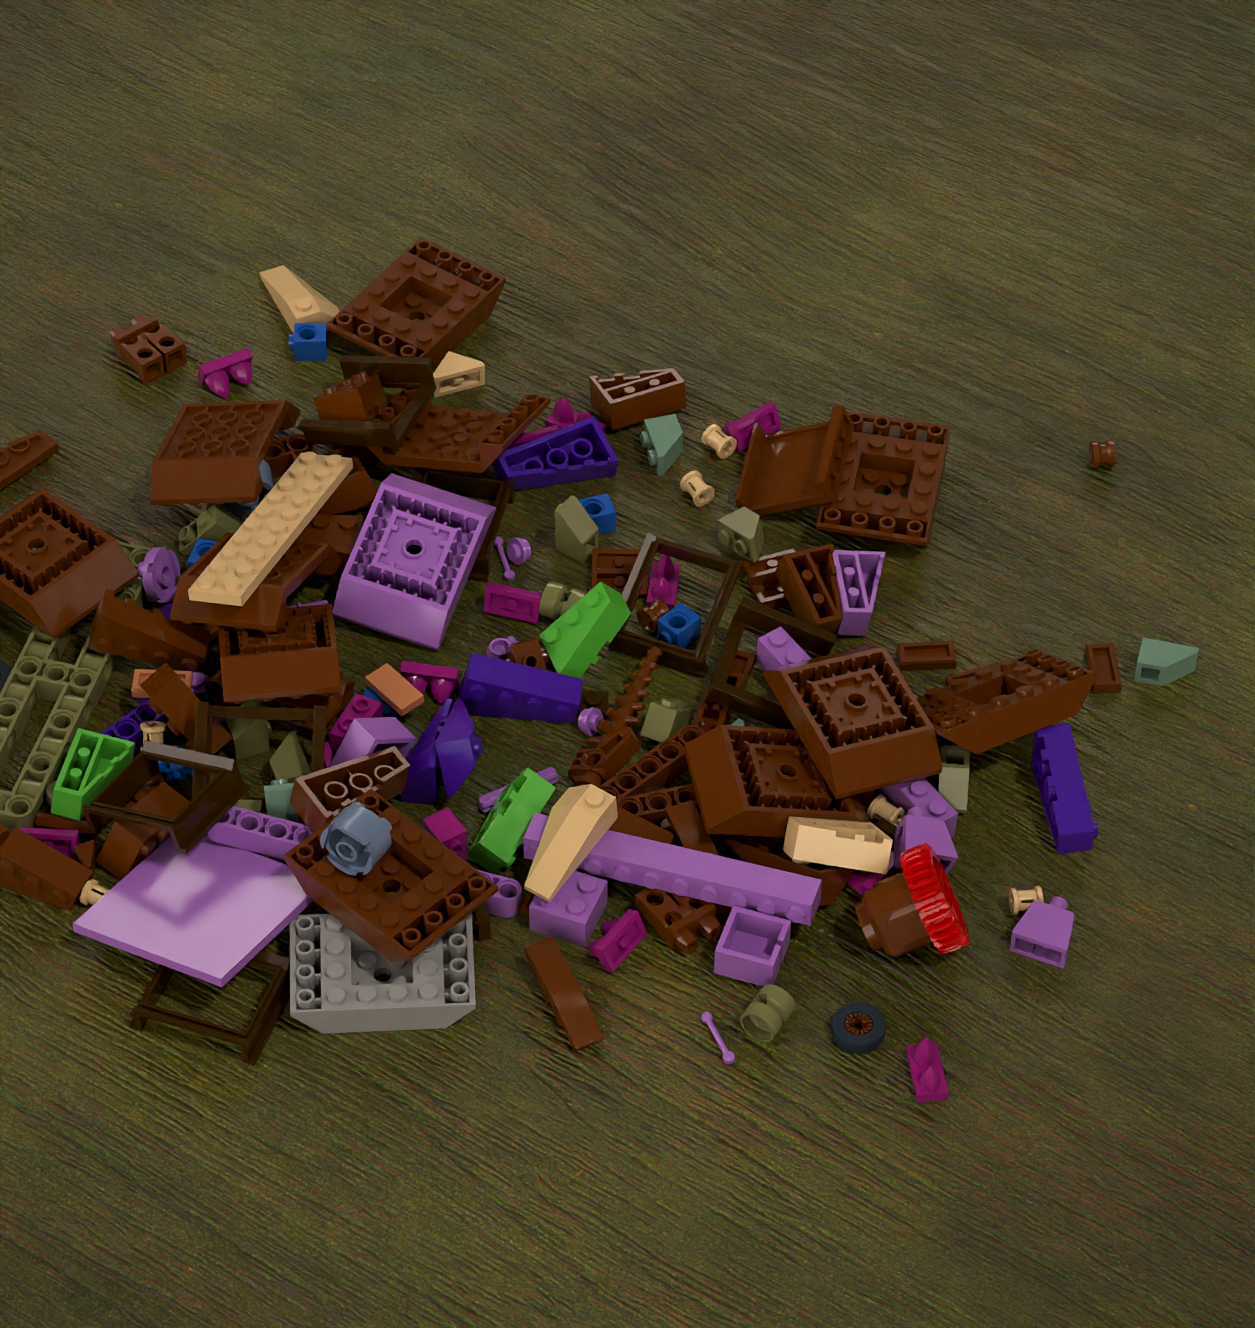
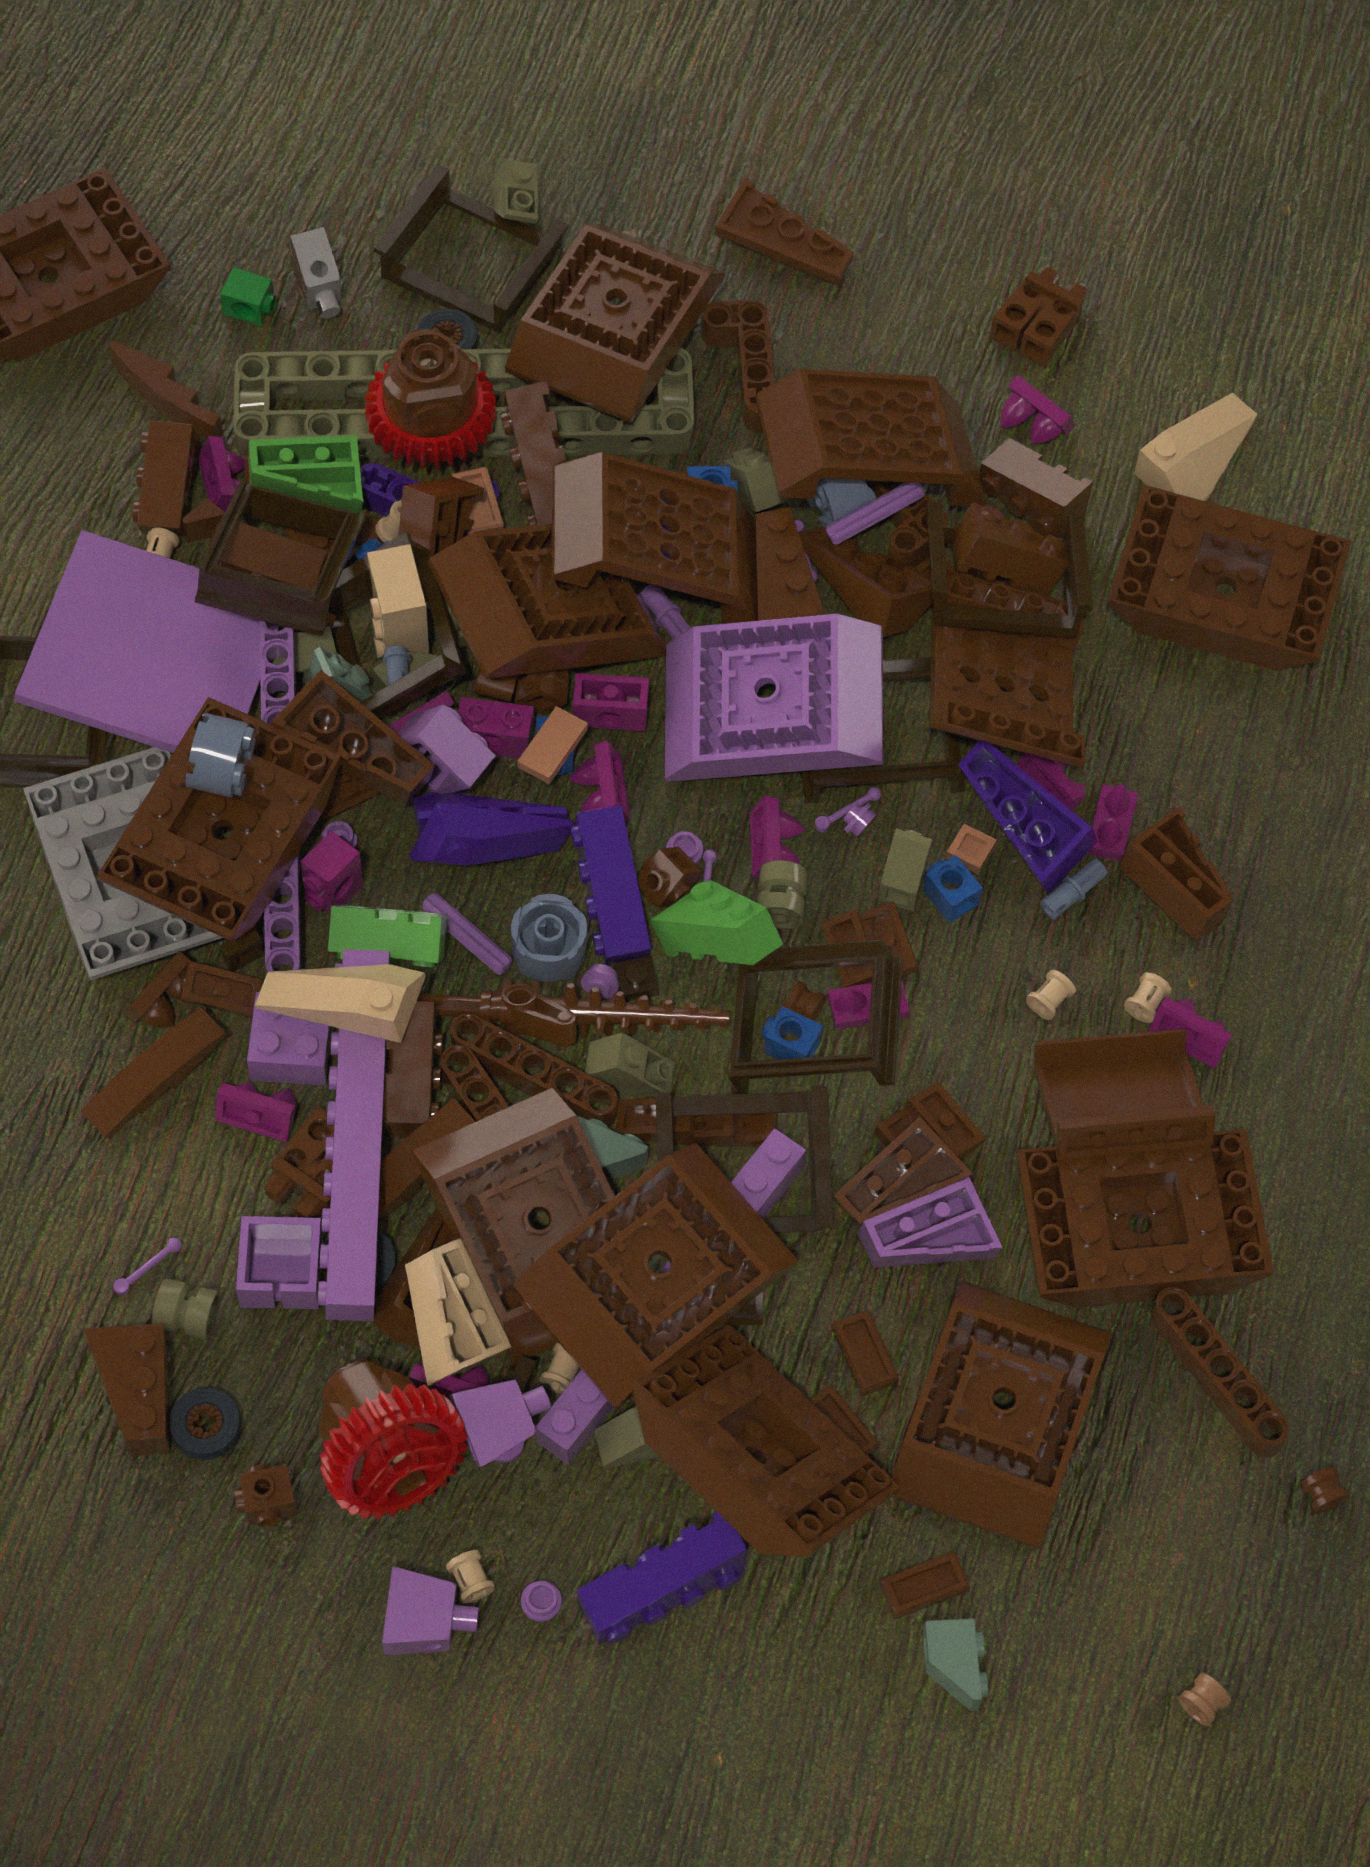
camera: 70 degrees right, 15 degrees up
(66, 678) = (430, 401): none -> reddish brown piece
(113, 509) = (743, 326): none -> reddish brown beam
(159, 574) = (657, 430): medium lavender plate -> none
(242, 735) = (397, 601): none -> tan wedge
(270, 529) = (727, 524): tan plate -> none
(277, 458) = (874, 511): none -> medium lavender axle
(291, 760) = (396, 661): none -> sand blue pin
(299, 380) = (1033, 488): none -> reddish brown wedge
(309, 342) = (1123, 494): blue brick -> none
(366, 652) = (611, 701): none -> magenta brick
(458, 374) = (1135, 657): tan slope -> none
(493, 979) = (151, 1004): none -> reddish brown tile
(510, 937) = (220, 989): none -> reddish brown plate
(548, 736) = (549, 938): none -> sand blue brick
(563, 493) = (972, 848): none -> nougat plate
(625, 464) = (1073, 889): none -> sand blue axle
(664, 441) = (1116, 932): sand green slope -> none
(742, 533) = (982, 1071): olive slope -> none
(818, 1055) = (136, 1380): none -> reddish brown wedge
(926, 1071) = (159, 1524): magenta tile -> none
(931, 996) = (265, 1495): none -> reddish brown brick
(1003, 480) = (1220, 1389): none -> reddish brown beam
(1024, 612) = (990, 1462): none -> reddish brown slope
(1054, 867) = (541, 1601): none -> medium lavender plate
(1225, 549) = (1204, 1699): none -> medium nougat wheel

